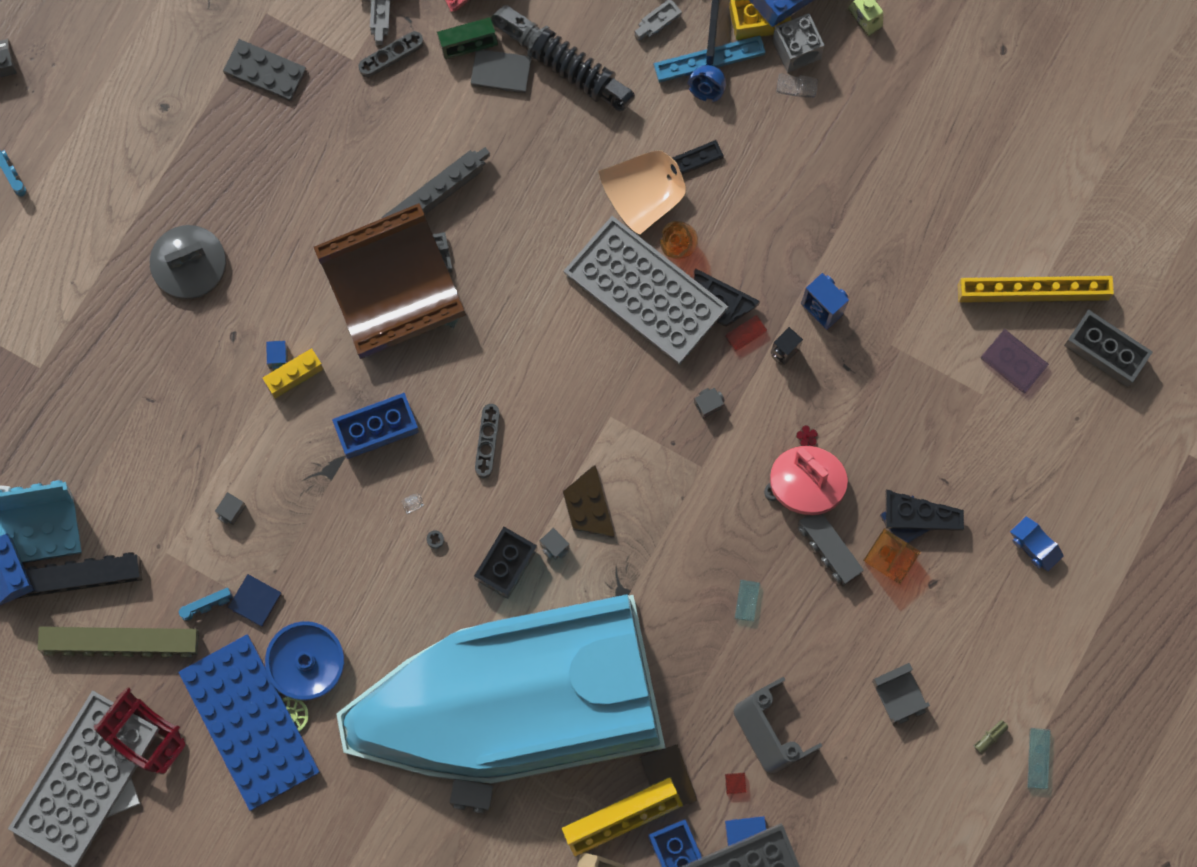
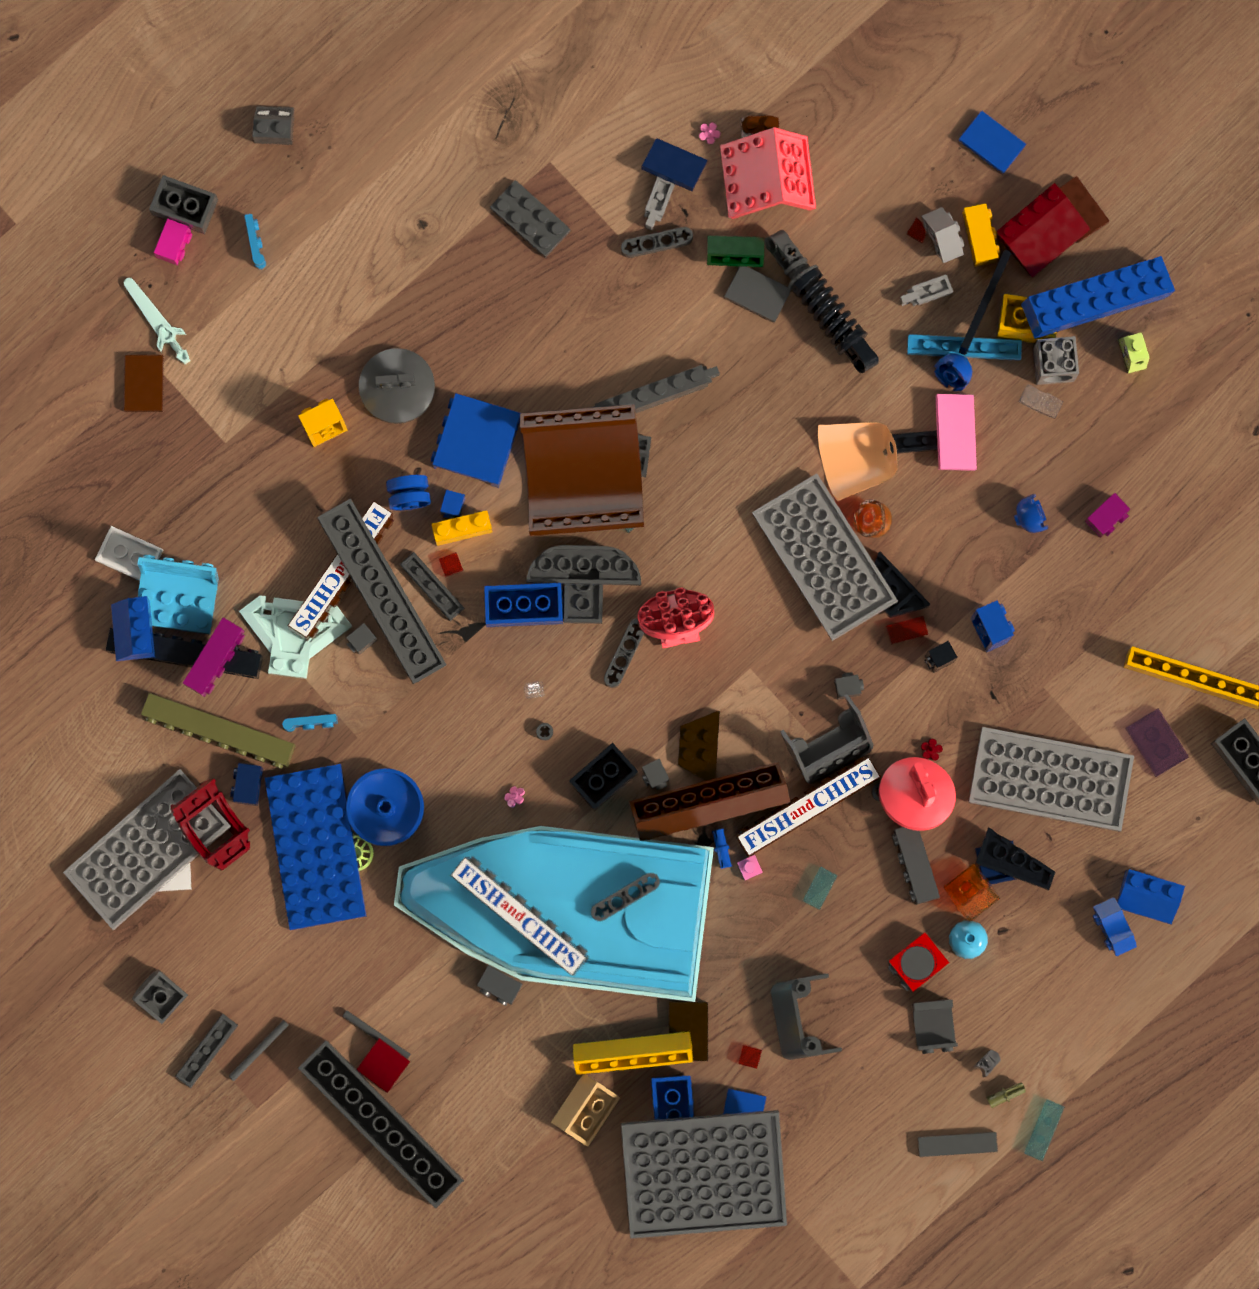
camera: 20 degrees right, 5 degrees up
(91, 571) = (213, 657): none -> magenta brick
(127, 315) = (322, 422): none -> yellow brick
(162, 524) = (288, 651): none -> light aqua plate
(163, 683) = (247, 784): none -> dark blue brick
(189, 451) = (335, 580): none -> brick
(230, 356) = (408, 492): none -> blue wheel
(234, 456) = (381, 591): none -> dark grey plate
(254, 600) = (357, 733): dark blue tile -> none
(279, 286) = (476, 439): none -> blue panel
(282, 438) = (432, 586): none -> dark grey tile
(293, 411) = (451, 564): none -> clear red tile
(424, 378) = (584, 574): none -> dark grey plate
(427, 610) = (515, 796): none -> bright pink plant
(469, 716) = (520, 916): none -> brick
(526, 390) = (676, 617): none -> coral bracket
(566, 665) = (623, 894): none -> dark grey beam
(615, 552) = (709, 801): none -> reddish brown brick
(641, 593) = (721, 848): none -> blue pin
(673, 603) = (749, 867): none -> bright pink plate
(709, 528) = (808, 807): none -> brick
(715, 465) = (832, 749): none -> dark grey windscreen
(728, 137) = (956, 432): none -> bright pink tile
(823, 190) = (1030, 515): none -> blue cylinder
(864, 639) = (917, 963): none -> panel
(895, 167) = (1107, 515): none -> magenta brick
(903, 602) = (968, 939): none -> medium azure cylinder
(928, 426) = (1051, 779): none -> light grey plate
(962, 800) = (957, 1144): none -> dark grey tile
(963, 712) = (988, 1062): none -> flat silver piece
(1059, 504) = (1150, 896): none -> blue slope

